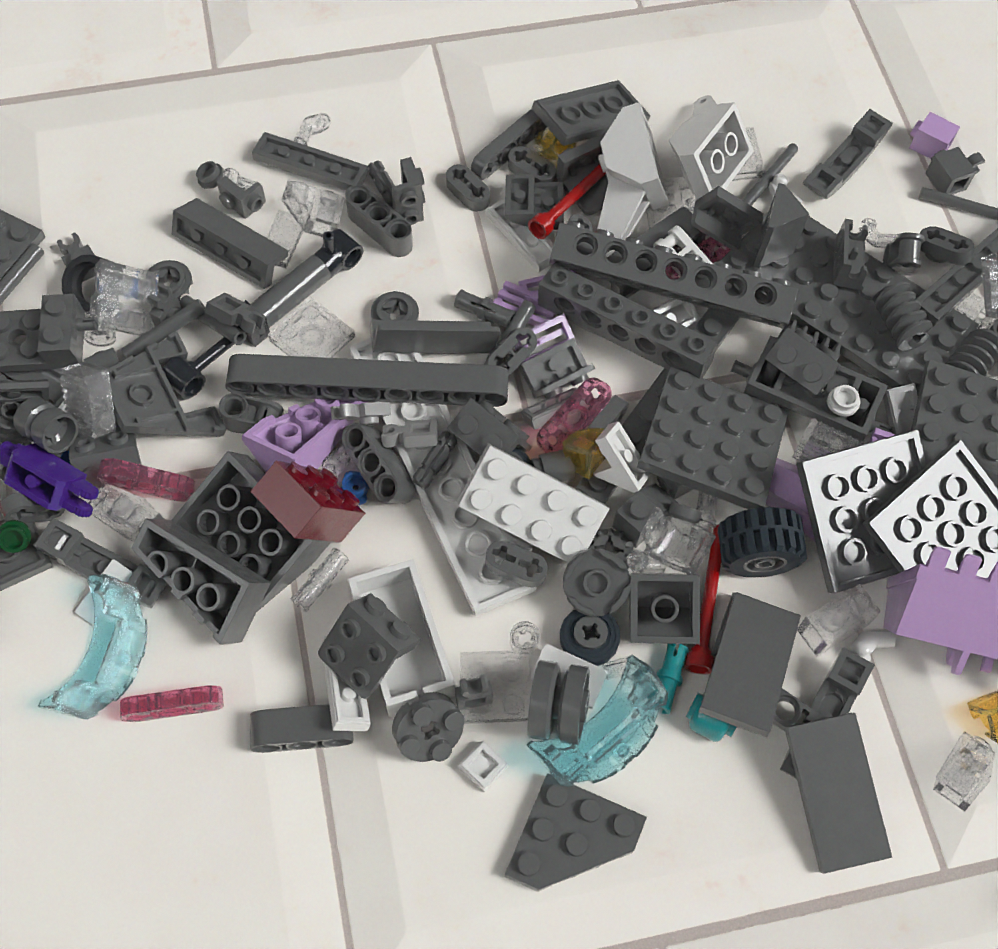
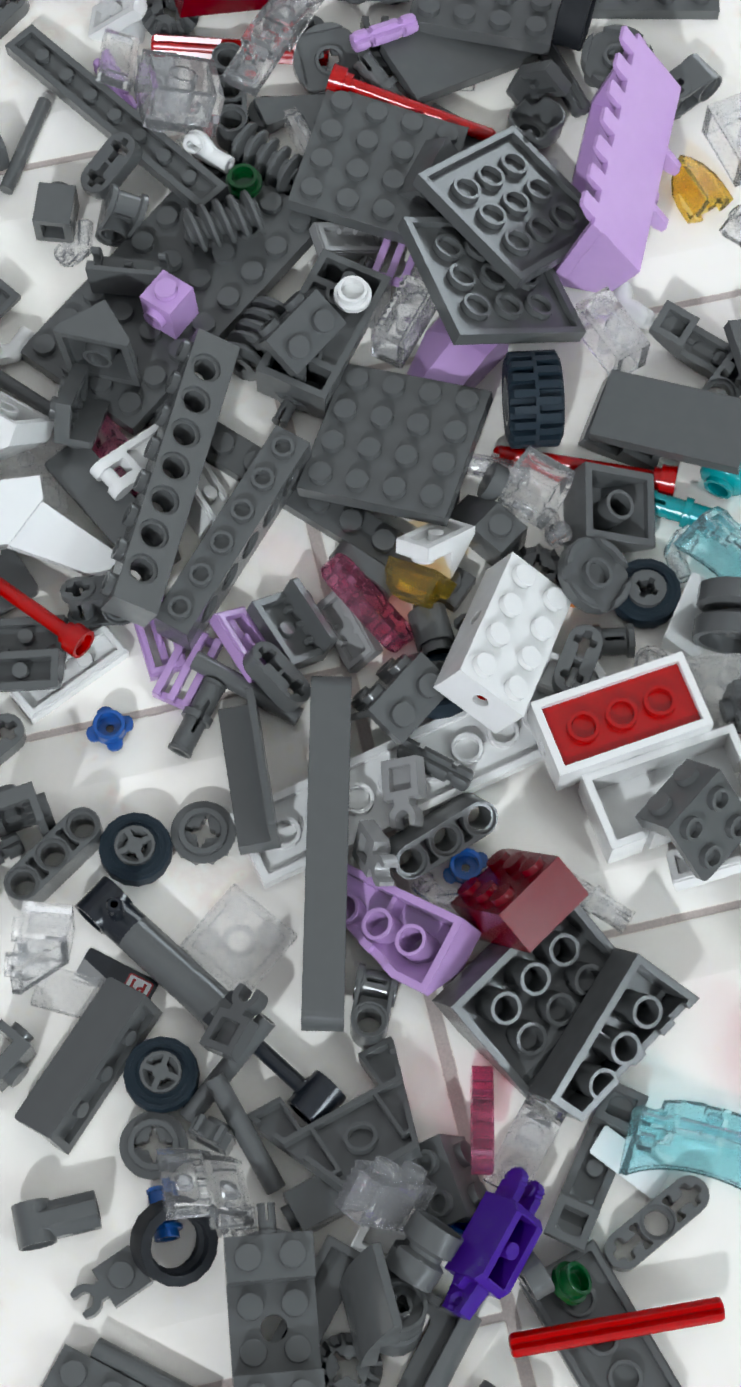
camera: 90 degrees left, 5 degrees up
(67, 617) = (673, 1194): none -> dark grey beam
(124, 219) = (43, 1221): none -> dark grey piece
(212, 274) = (154, 1062): none -> black wheel
(301, 253) = (103, 966): none -> black sticker
(391, 261) = (130, 835): none -> black wheel
(462, 591) = (617, 718): none -> brick
(482, 250) = (108, 717): none -> blue plate
(545, 606) = (618, 640): none -> dark grey bush
(821, 276) = (169, 304): none -> lavender brick
(904, 216) = (55, 212): none -> dark grey brick
(945, 334) = (243, 177): none -> dark green plate
(976, 303) = (205, 150): none -> white arm

